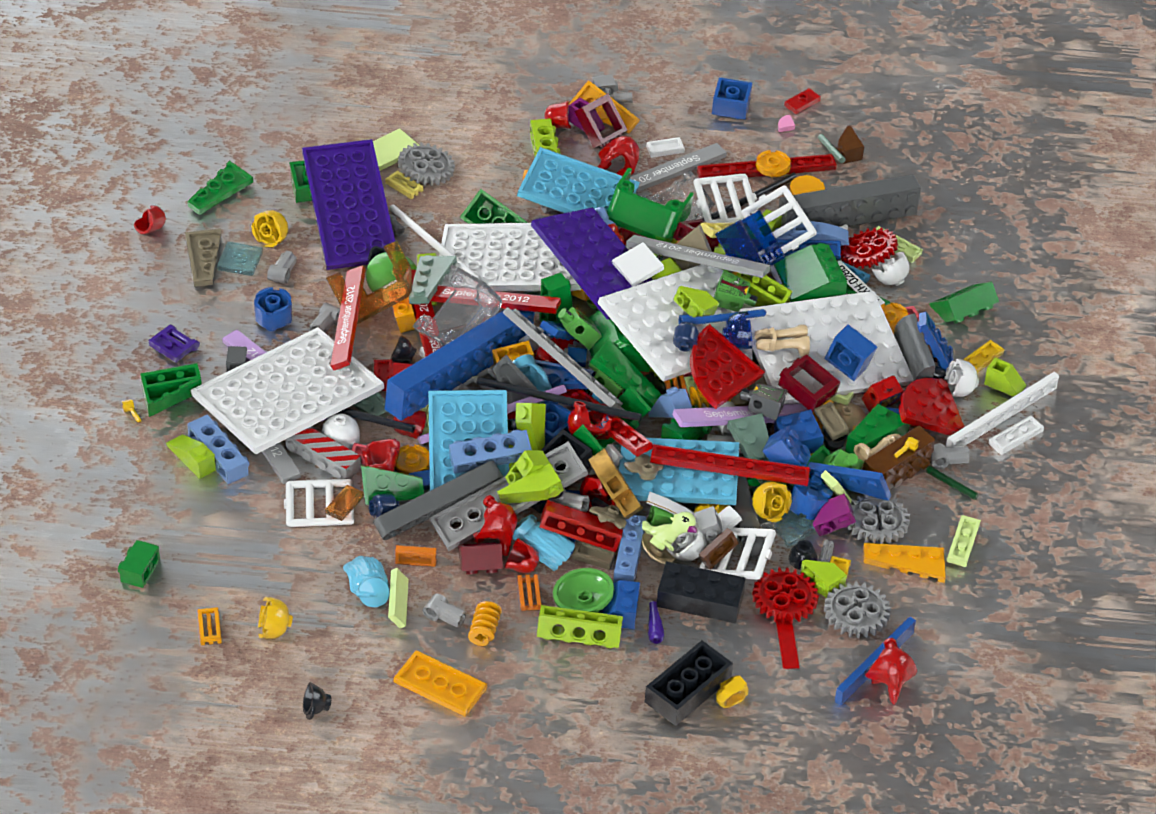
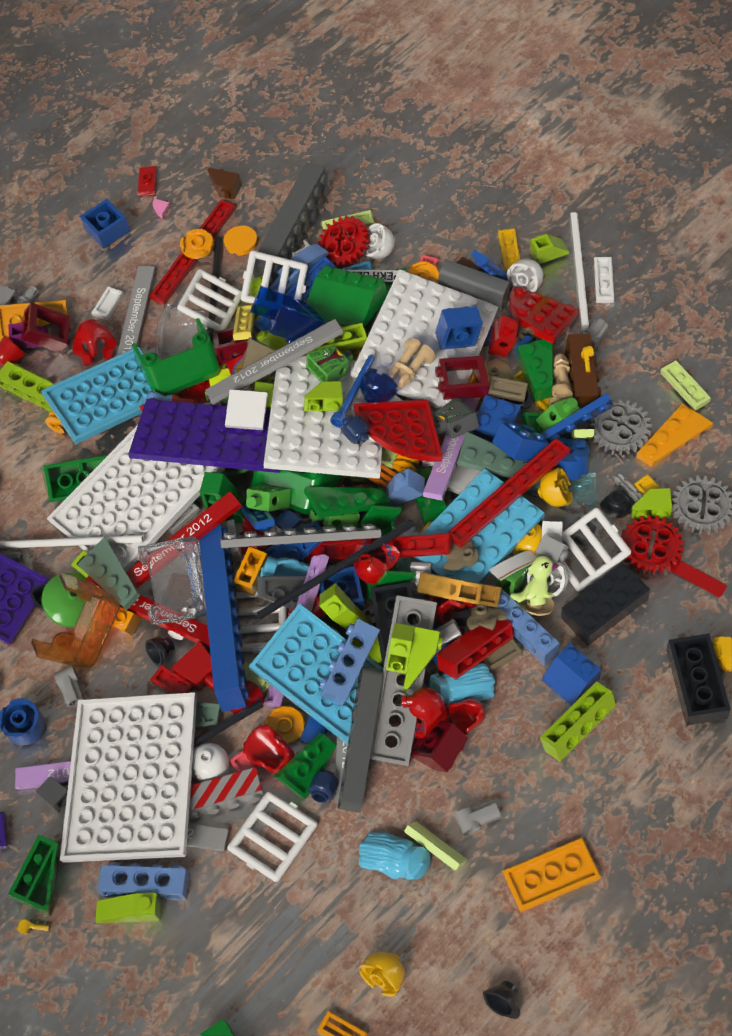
camera: 40 degrees left, 15 degrees up
(344, 502) = (294, 816): clear orange tile -> none
(348, 318) = (94, 670): tile -> none
(415, 556) = (399, 798): orange tile -> none
(484, 623) = (516, 793): light orange piece -> none
(528, 580) = (488, 724): orange tile -> none
(584, 590) = (540, 680): bright green dish -> none
(655, 625) = (613, 662): dark purple piece -> none
(718, 548) = (576, 552): reddish brown plate -> none
(831, 148) = (218, 196): sand green bar -> none
(834, 515) = (601, 453): magenta slope -> none
(951, 482) = (621, 352): dark green bar -> none
(966, 302) = (448, 219): green slope -> none

